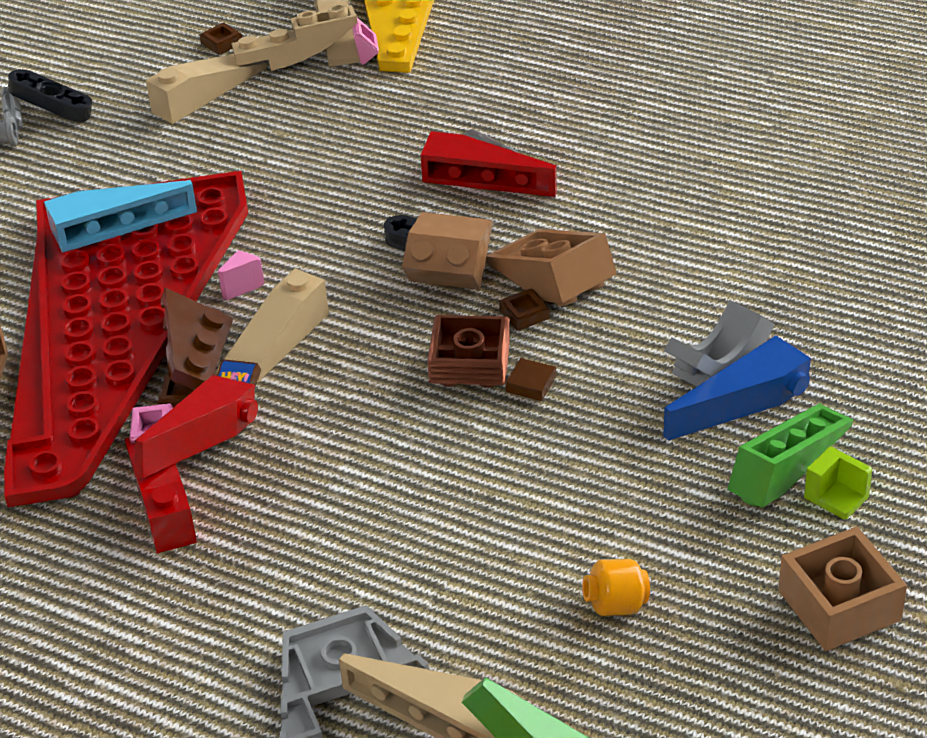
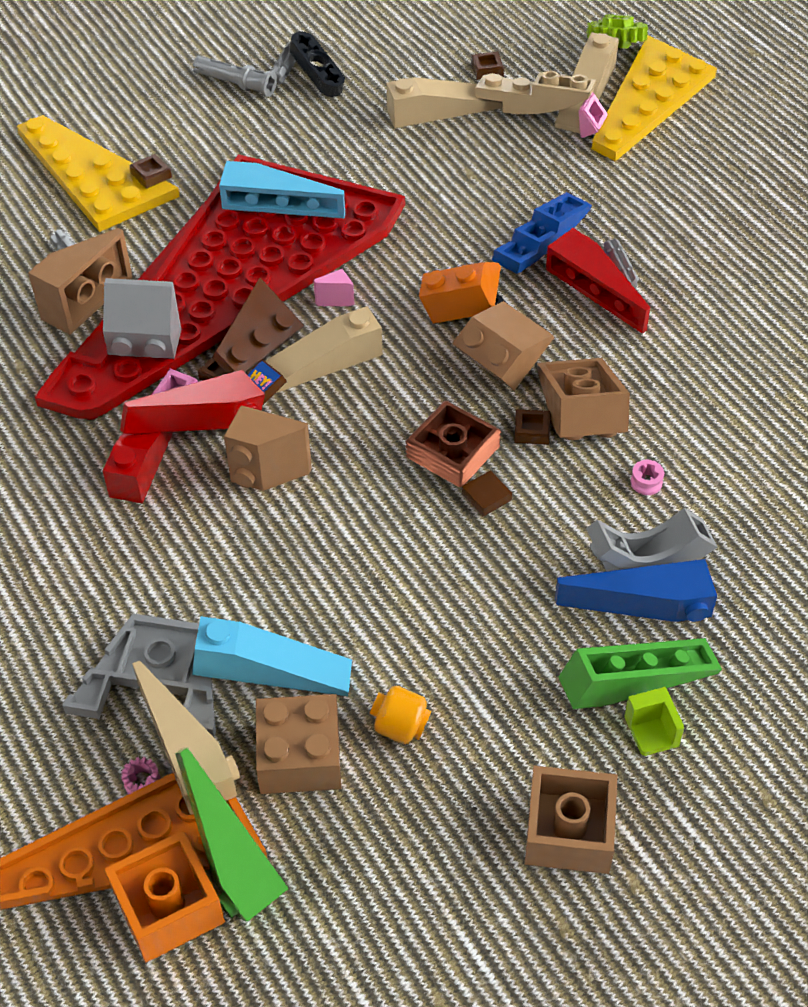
camera: 30 degrees right, 10 degrees up
(75, 369) = (140, 318): none -> light grey slope
(301, 428) = (266, 449): none -> medium nougat slope
(369, 225) = (459, 291): none -> orange slope
(396, 152) = (534, 237): none -> blue slope
(443, 603) = (261, 657): none -> medium azure slope
(546, 655) = (298, 744): none -> medium nougat brick
(662, 303) = (650, 468): none -> bright pink bush

